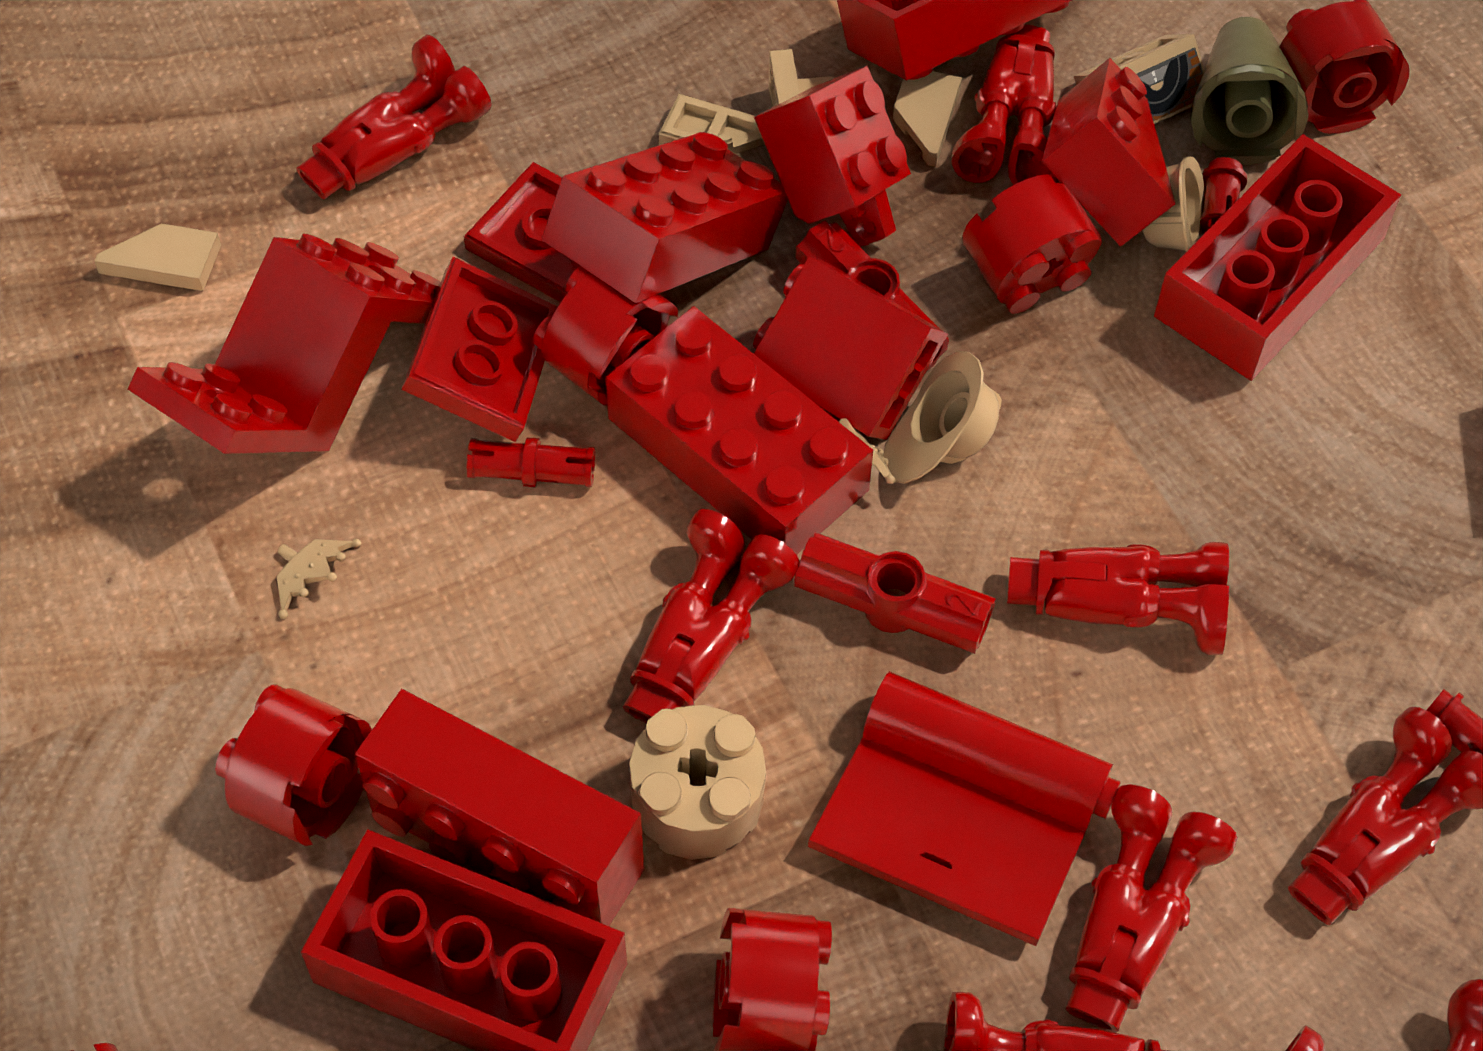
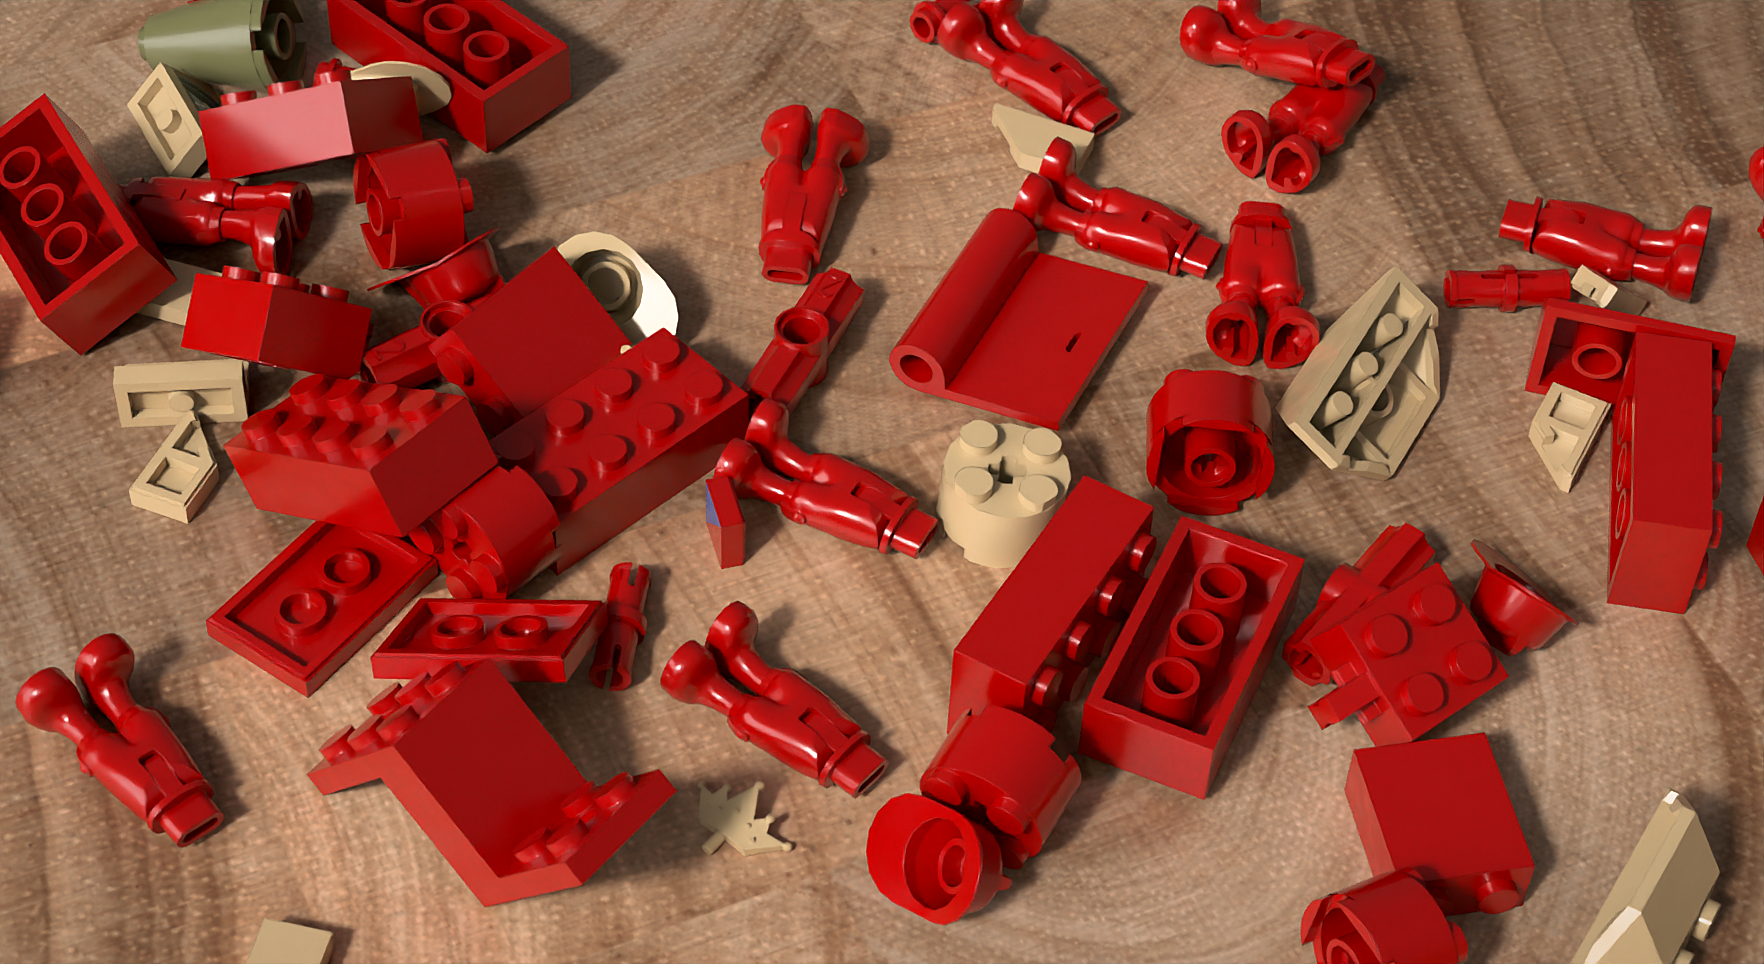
camera: 90 degrees left, 10 degrees down
(201, 737) = (933, 859): none -> red piece
(412, 598) = (786, 716): none -> red piece
(653, 535) = (725, 522): none -> red tile
(953, 287) = (460, 276): none -> red piece
(1269, 840) = (1031, 136): none -> tan tile

